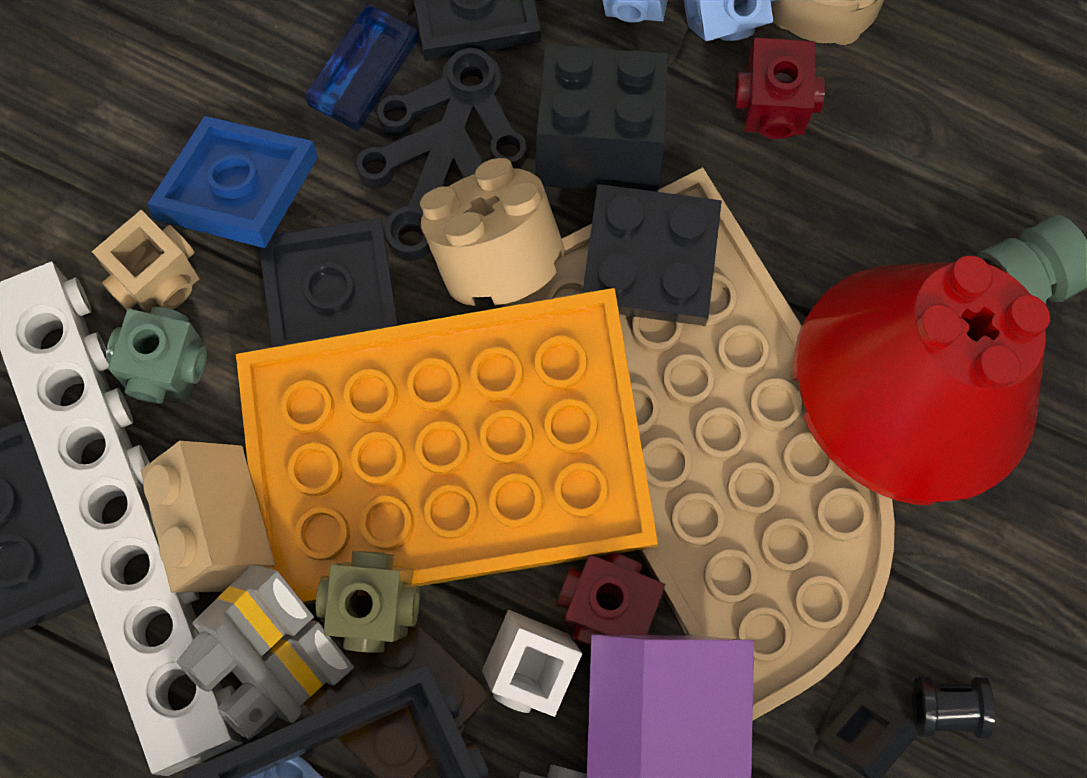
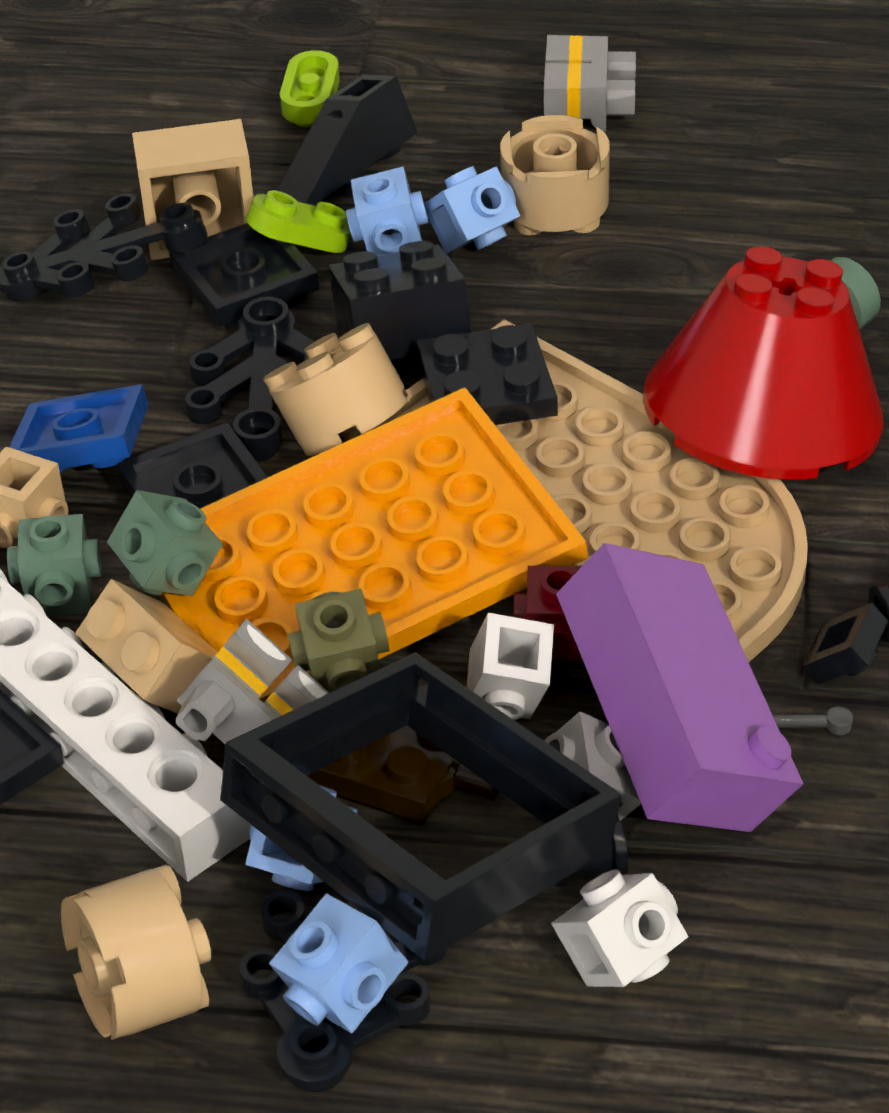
camera: 15 degrees left, 30 degrees down
(248, 405) = (164, 543): none -> sand green brick
(362, 67) = (162, 345): clear blue tile -> none
(779, 88) = (546, 253): dark red brick -> none

